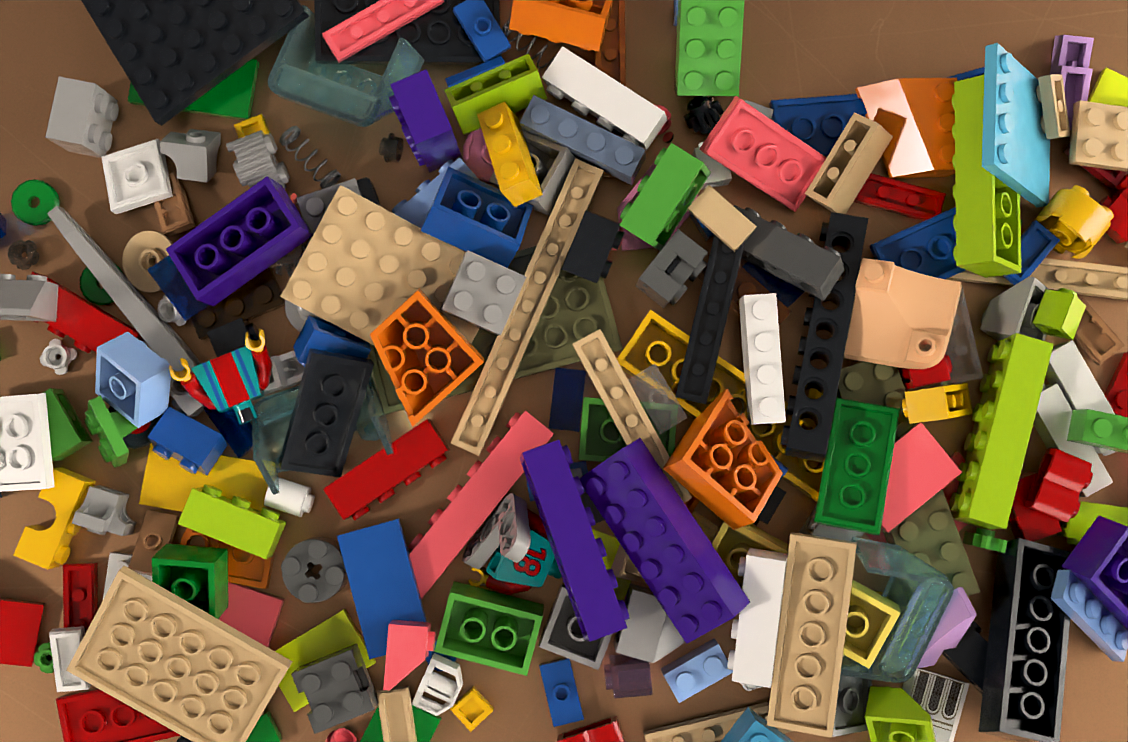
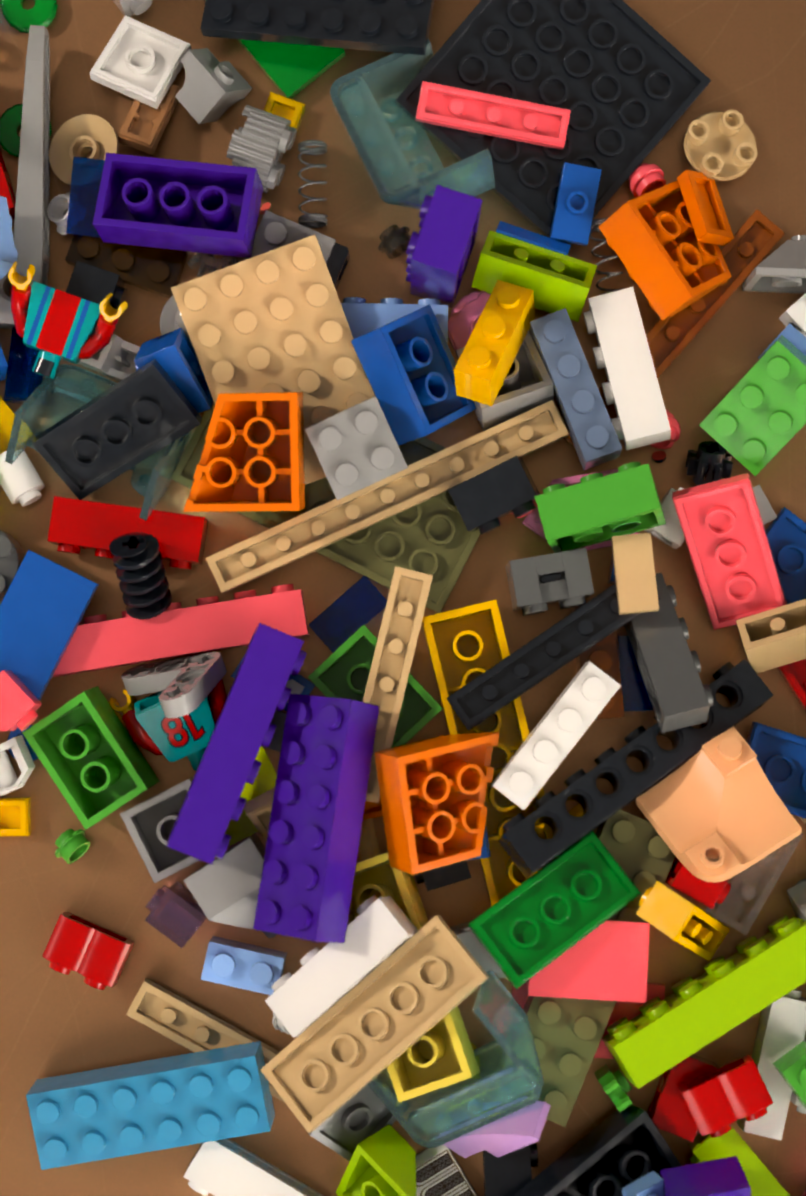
camera: 40 degrees right, 0 degrees up
(420, 488) = (141, 574): none -> black piece
(525, 692) = (72, 845): none -> bright green plate
(561, 692) = (104, 875): blue plate -> none
(657, 398) = (428, 685): clear plate -> none

